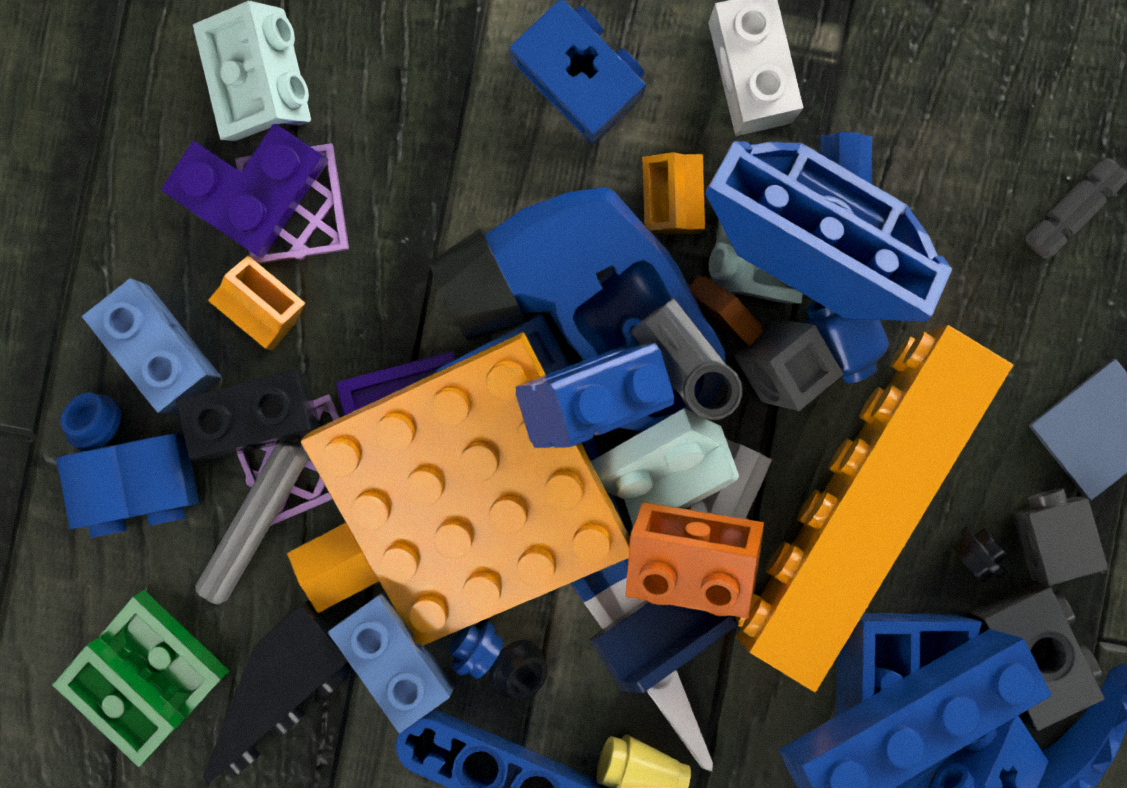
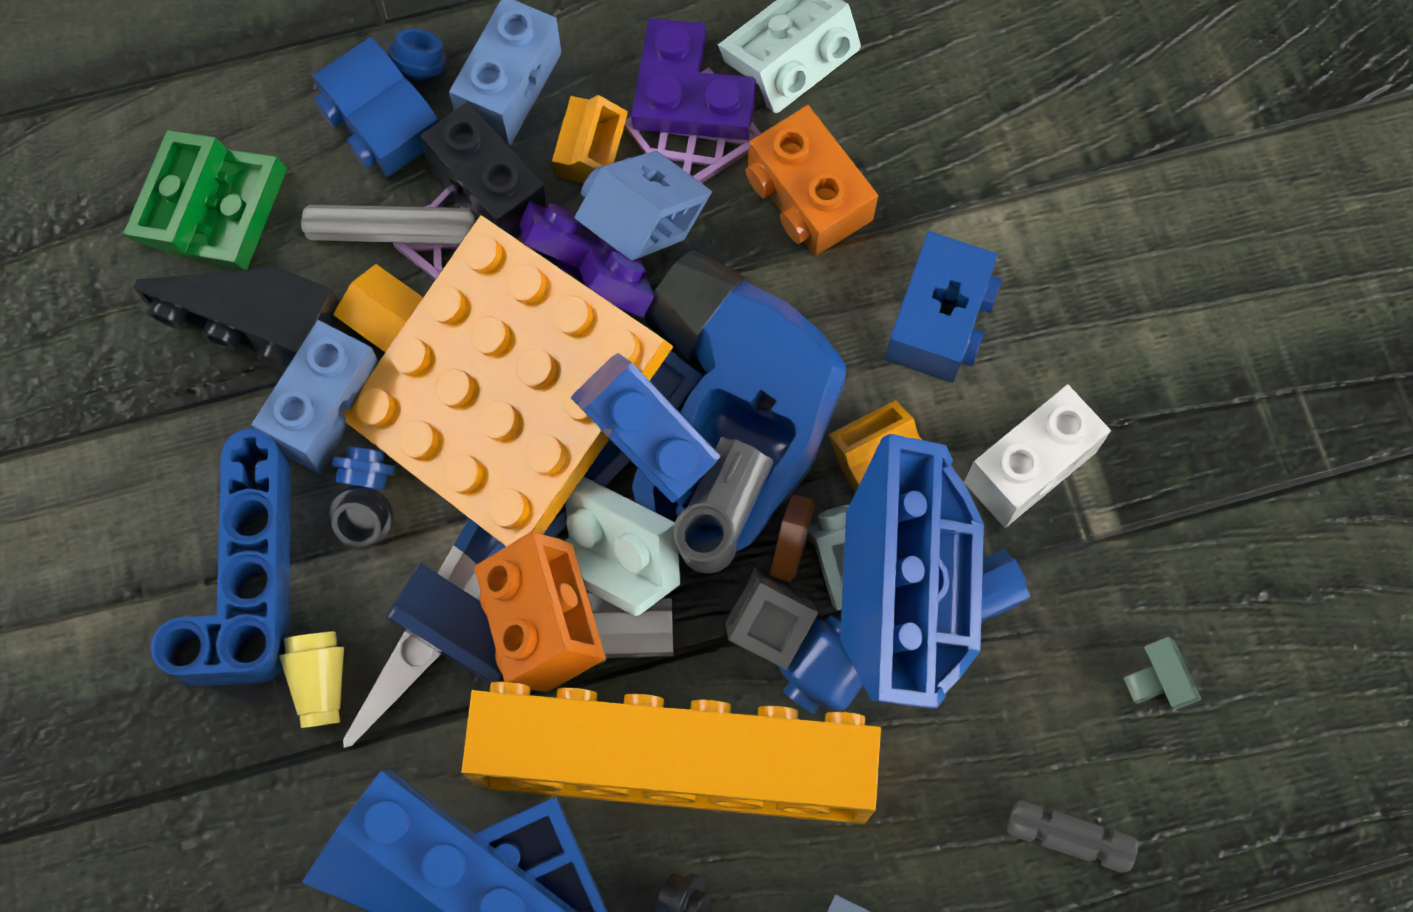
camera: 65 degrees right, 15 degrees down
(355, 290) = (641, 204): none -> medium blue brick
(386, 348) = (602, 266): none -> dark purple plate
(399, 125) = (810, 181): none -> orange brick
(990, 61) = (1166, 676): none -> sand green tile

